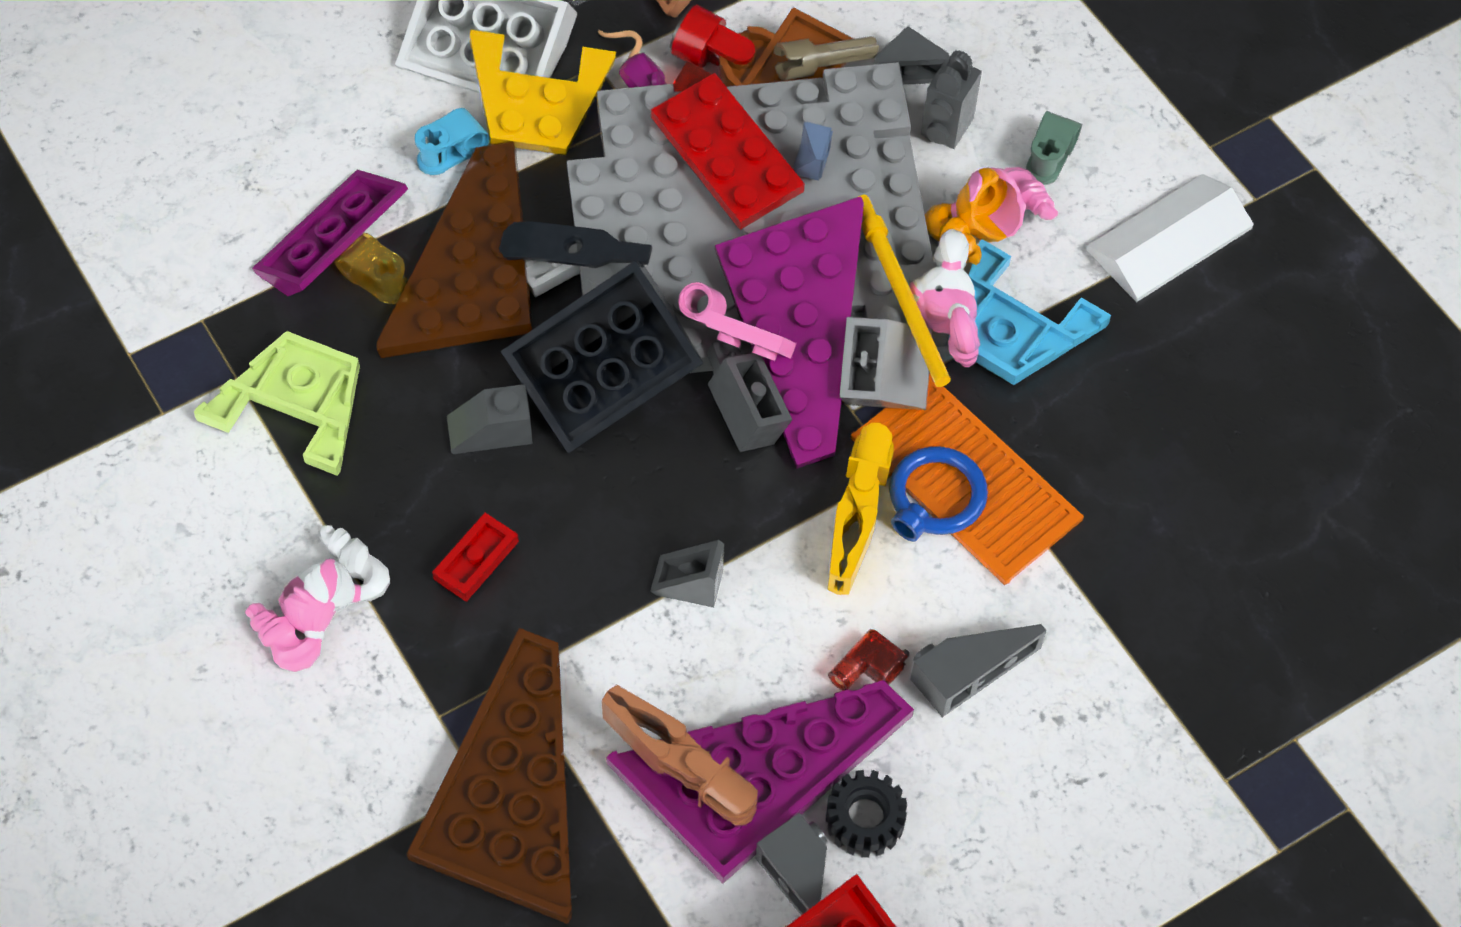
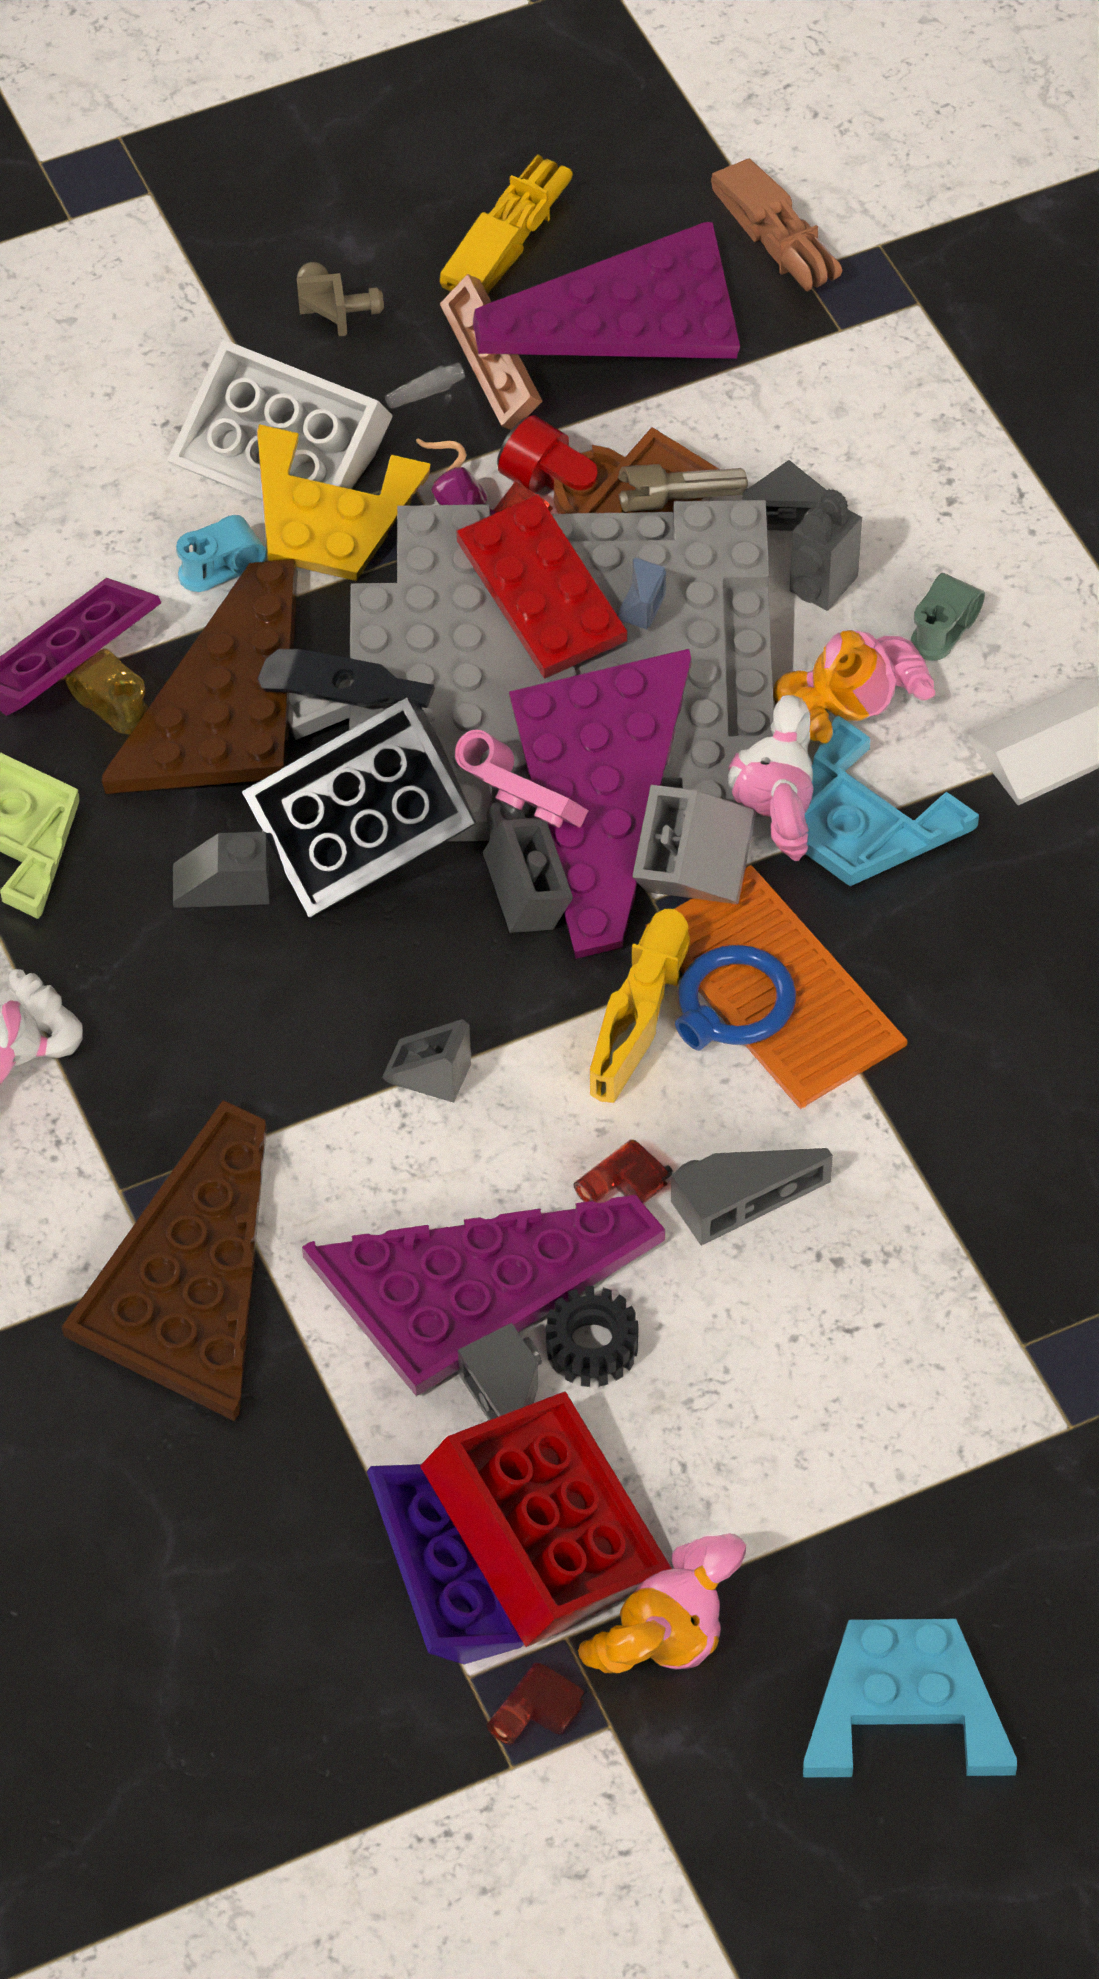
camera: 10 degrees right, 5 degrees down
(475, 557) = (184, 1020): red plate -> none
(679, 755) = (383, 1248): nougat arm -> none
(876, 233) = (704, 694): yellow bar -> none

